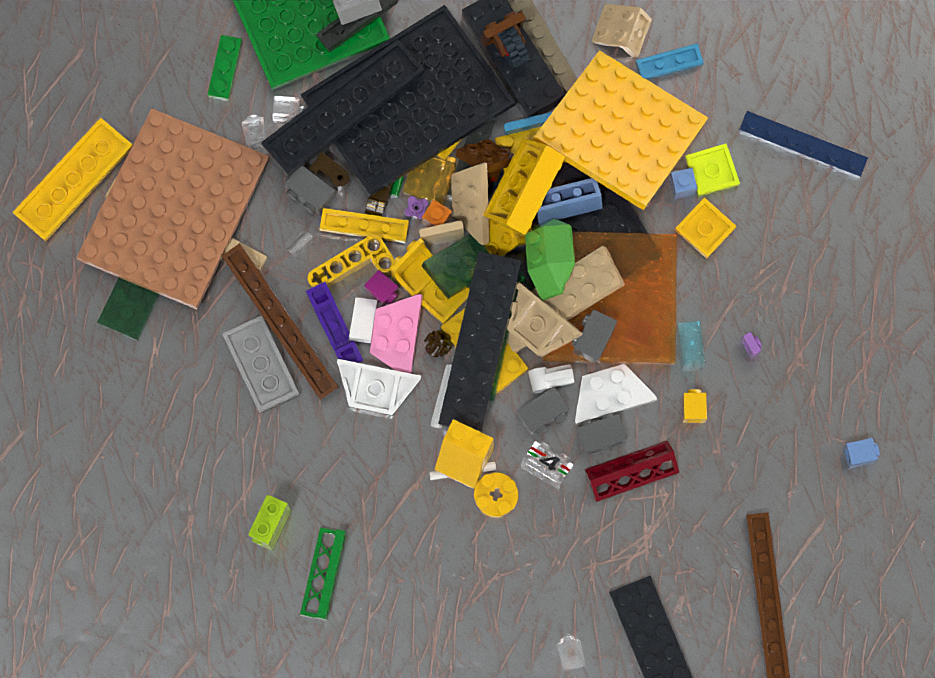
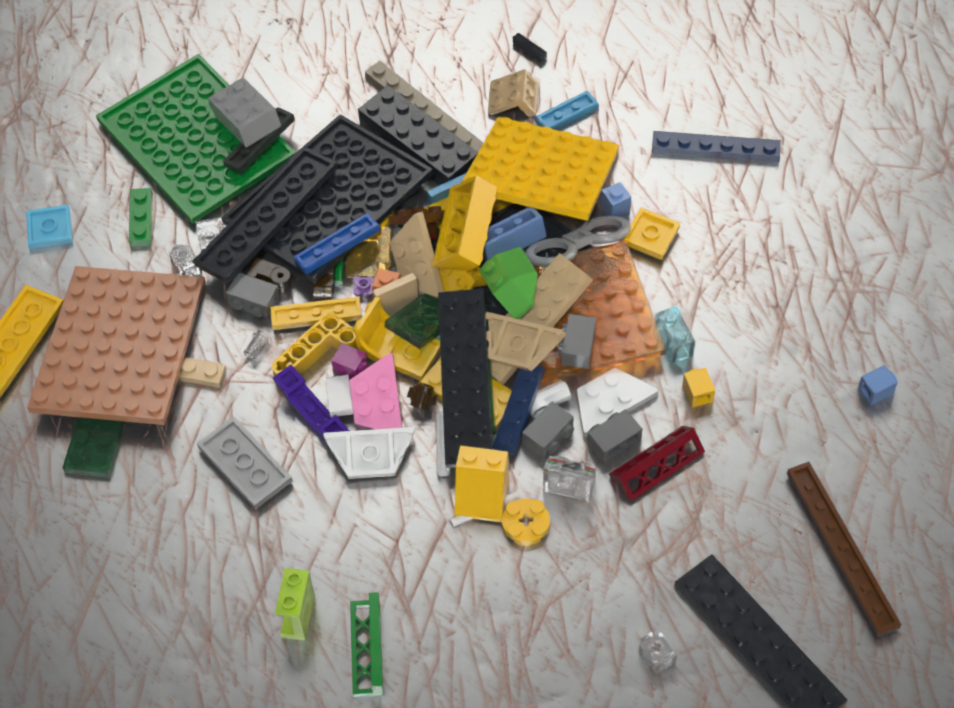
camera: 15 degrees left, 20 degrees down
(136, 54) = (49, 227): none -> medium azure tile
(280, 321) = (255, 417): reddish brown plate -> none
(400, 162) = (336, 243): none -> blue tile
(507, 38) = (408, 110): plate -> none
(520, 387) = (518, 410): none -> dark blue plate
(630, 221) = (578, 239): none -> light grey bar
(713, 169) = (642, 185): neon yellow tile -> none
(752, 345) = (733, 319): medium lavender plate -> none

